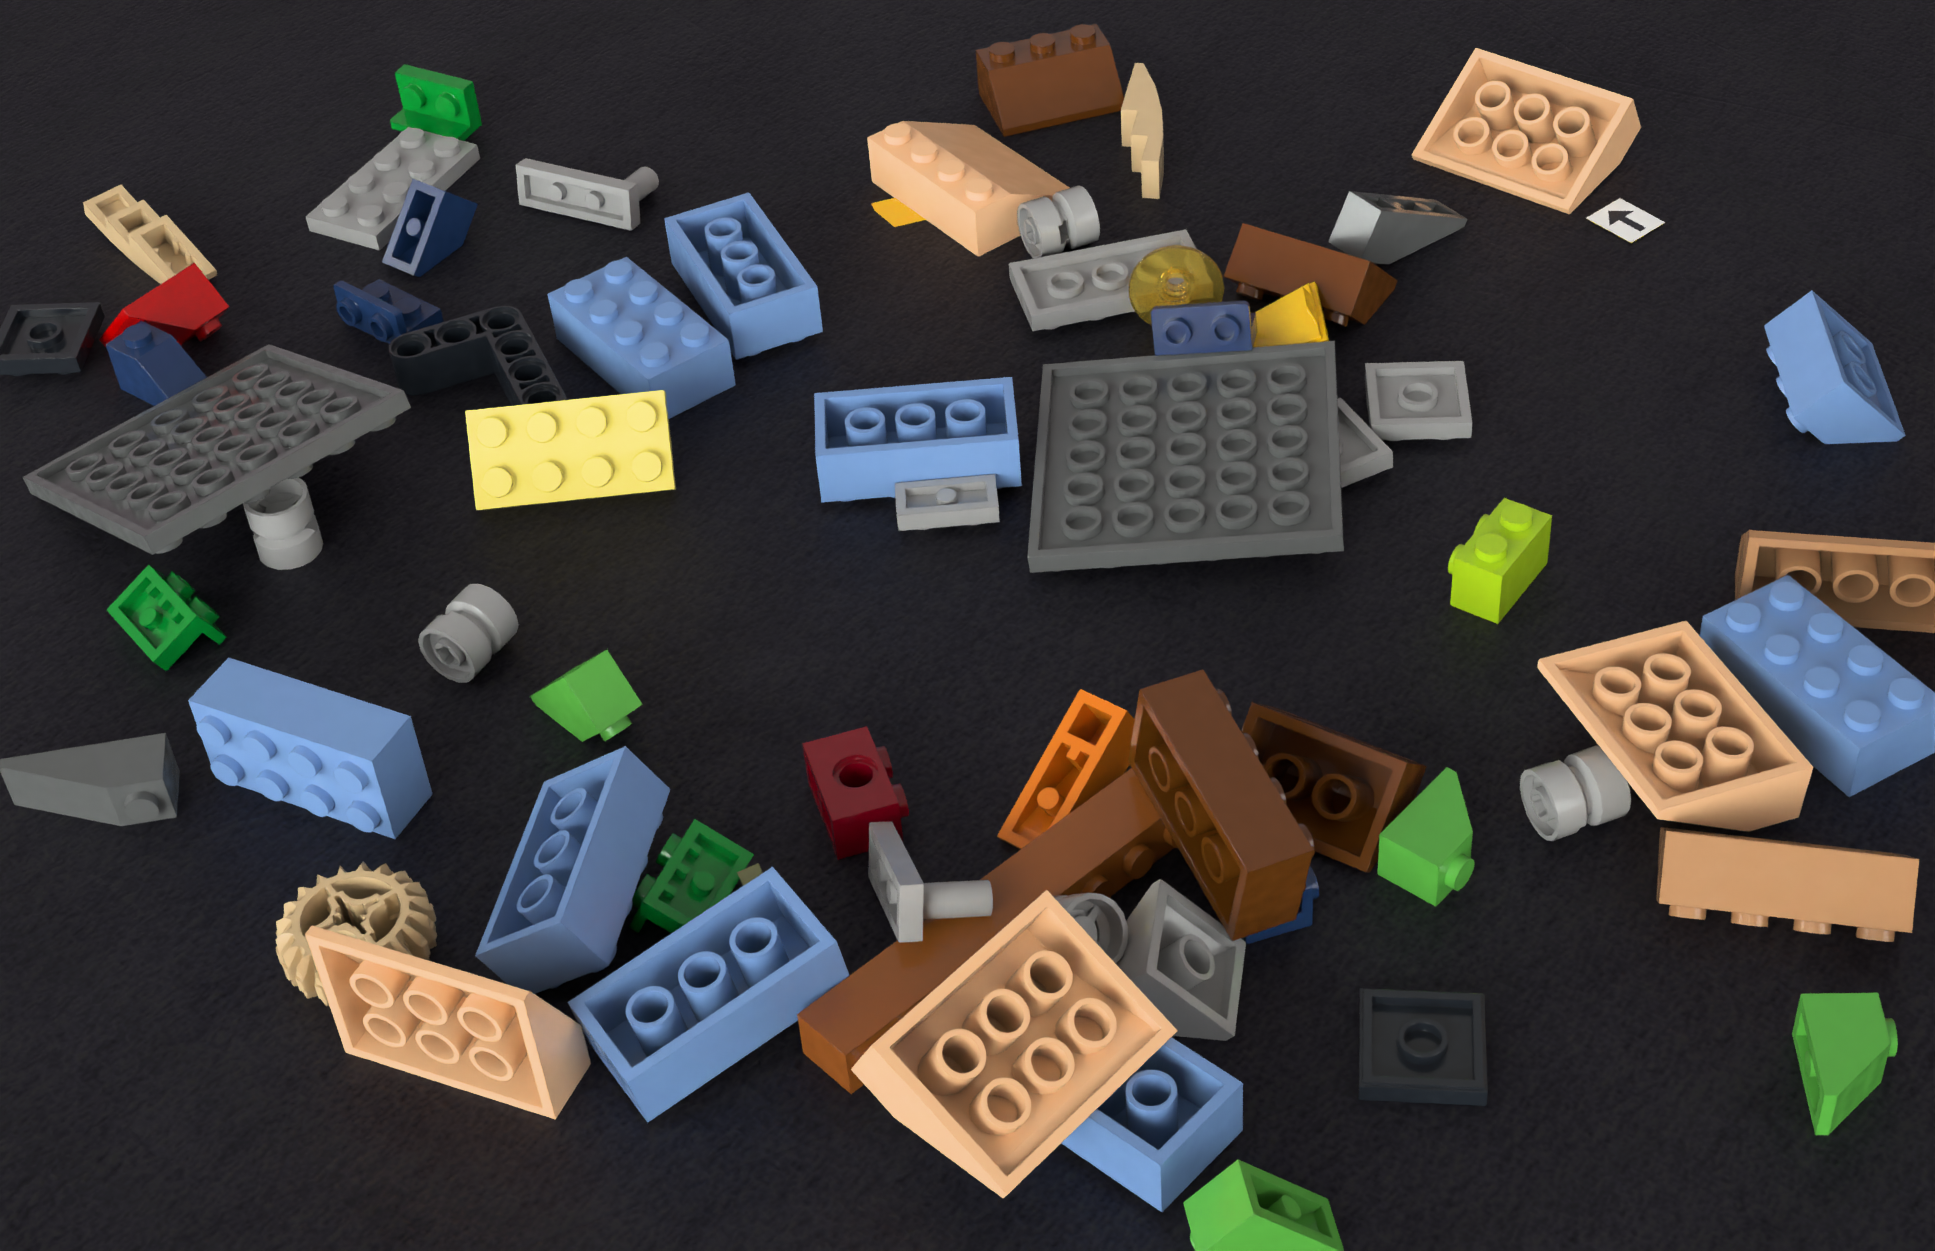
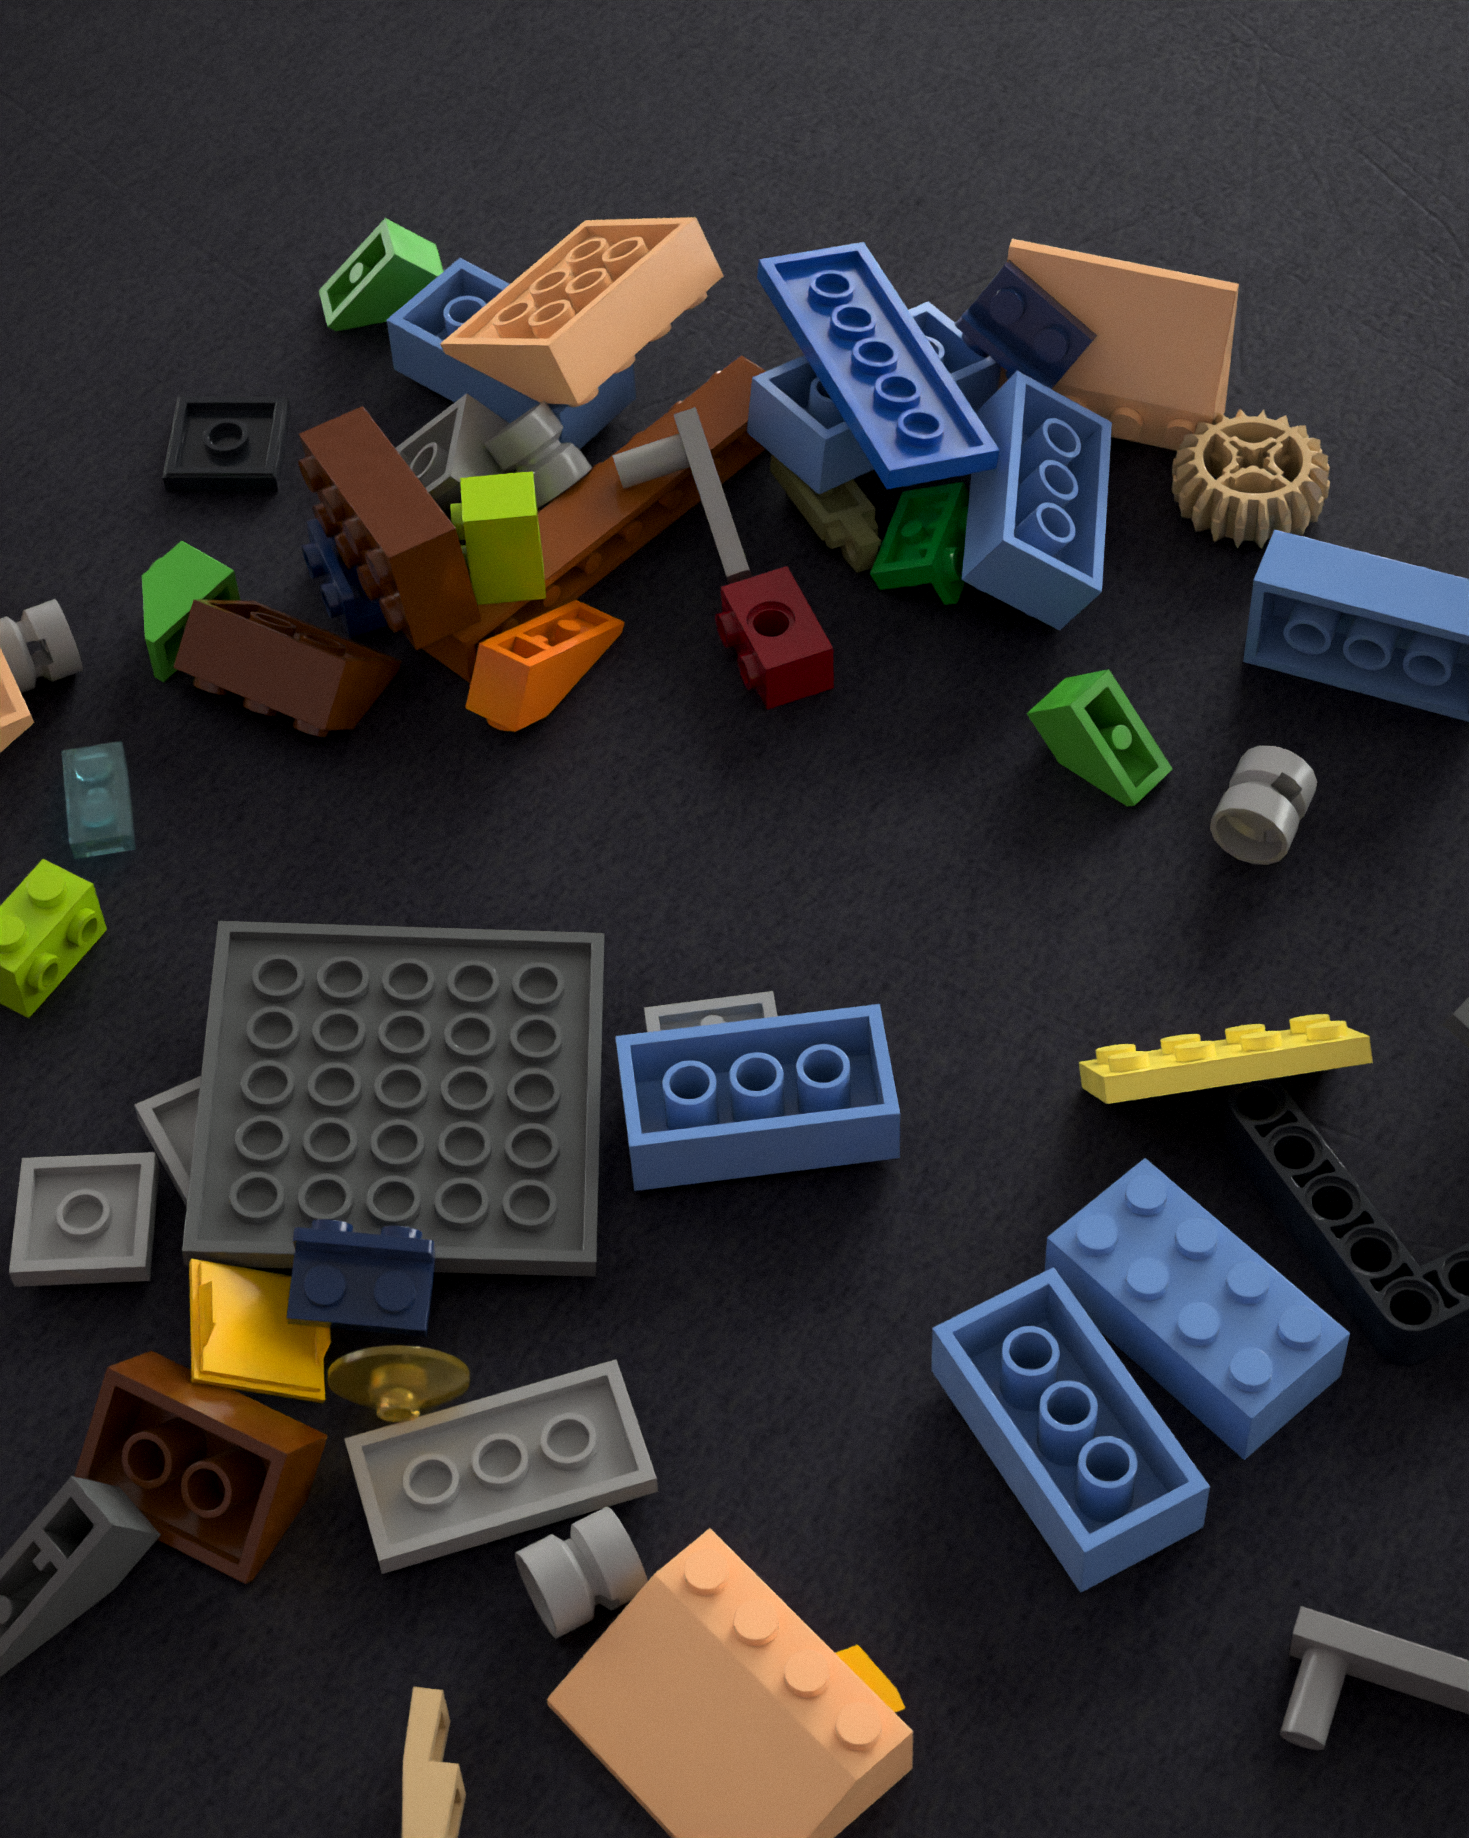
camera: 175 degrees right, 10 degrees up
(555, 973) = (1024, 328): none -> dark blue bracket
(706, 948) = (877, 366): none -> blue plate
(1104, 775) = (501, 537): none -> lime brick
(1480, 692) = (98, 800): none -> clear light blue plate

